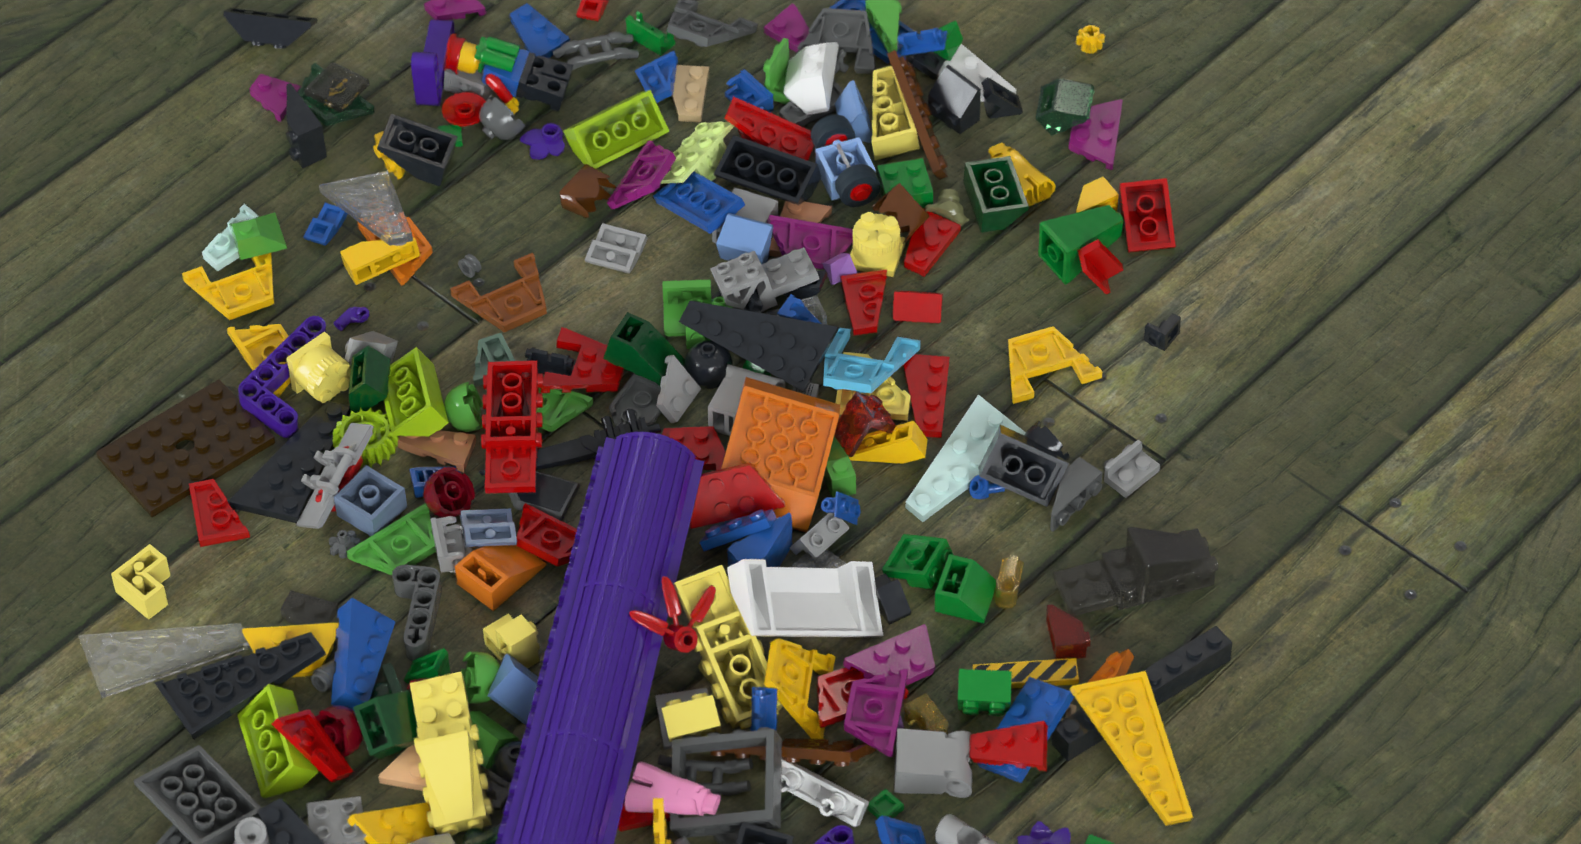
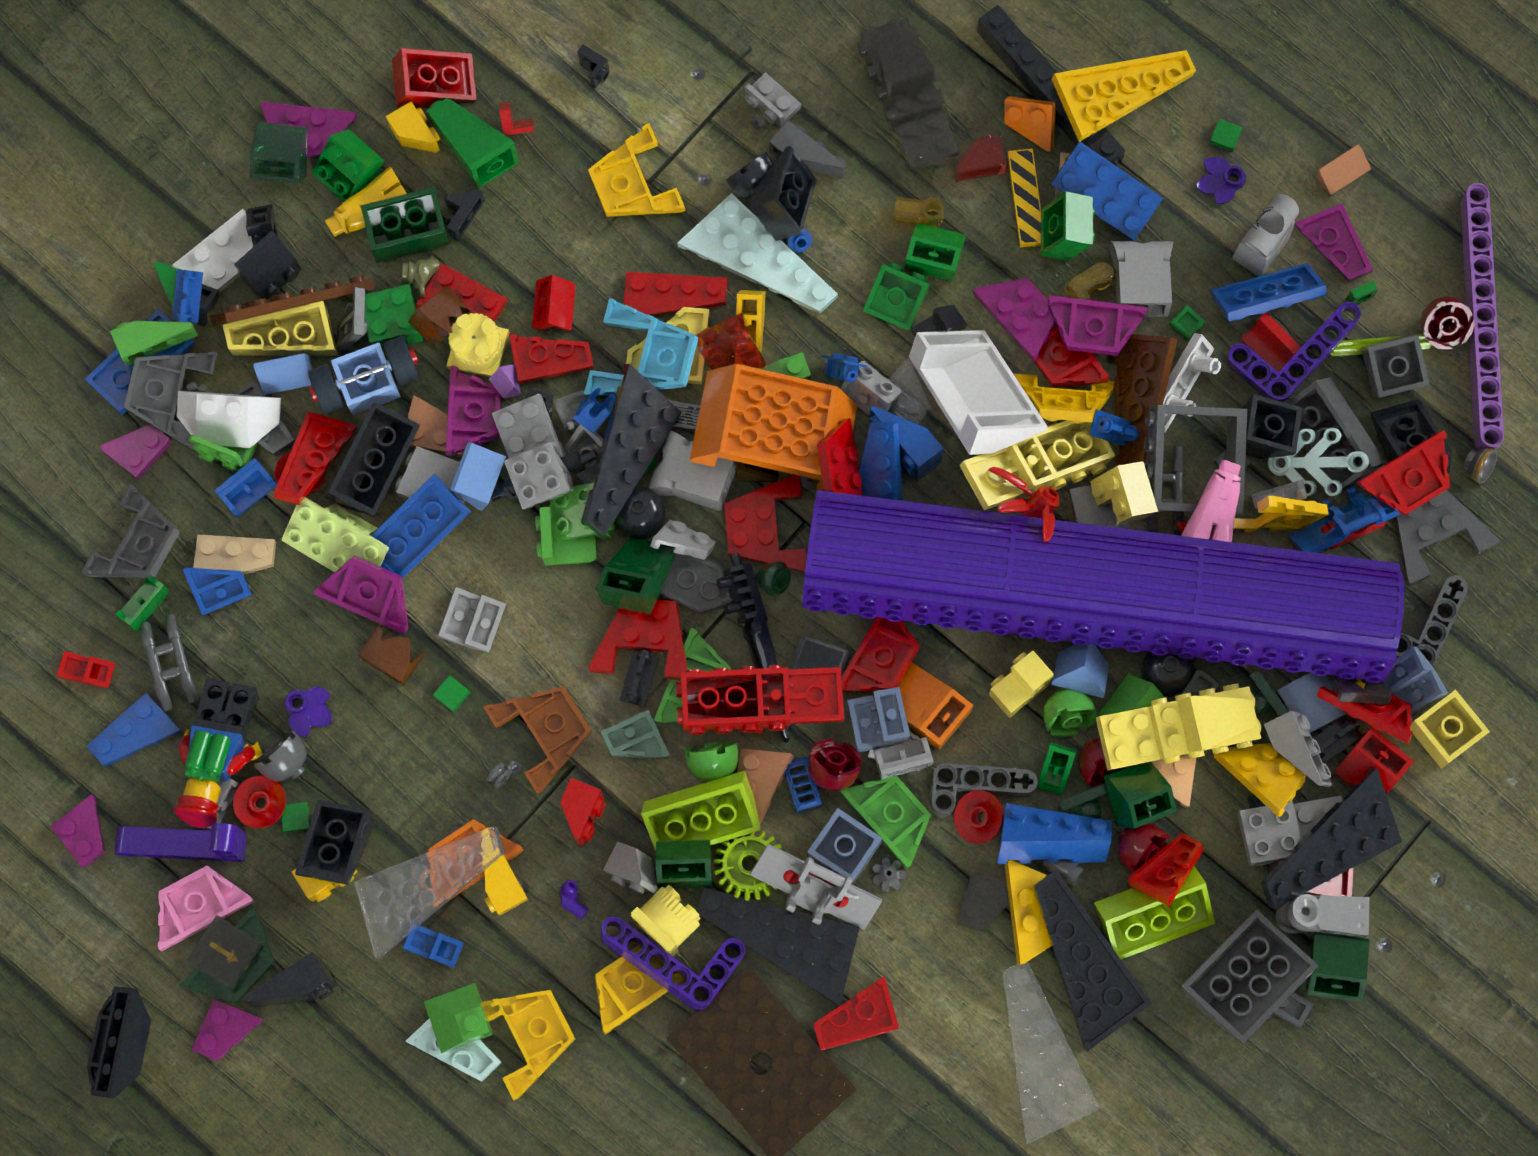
camera: 90 degrees left, 25 degrees up
(141, 579) = (957, 1086): light yellow brick -> none
(386, 74) = (194, 903): none -> bright pink wing
(390, 605) = (968, 815): none -> red dish
(427, 312) = (581, 807): none -> red slope
(549, 236) = (451, 693): none -> green tile
(617, 130) = (295, 629): lime slope -> none
(900, 153) = (352, 323): none -> dark grey wing
(1011, 240) = (466, 207): none -> black slope
(1014, 745) = (1135, 198): red wing -> none
(1059, 155) = (347, 165): none -> green slope
(1090, 39) = (170, 132): yellow gear -> none

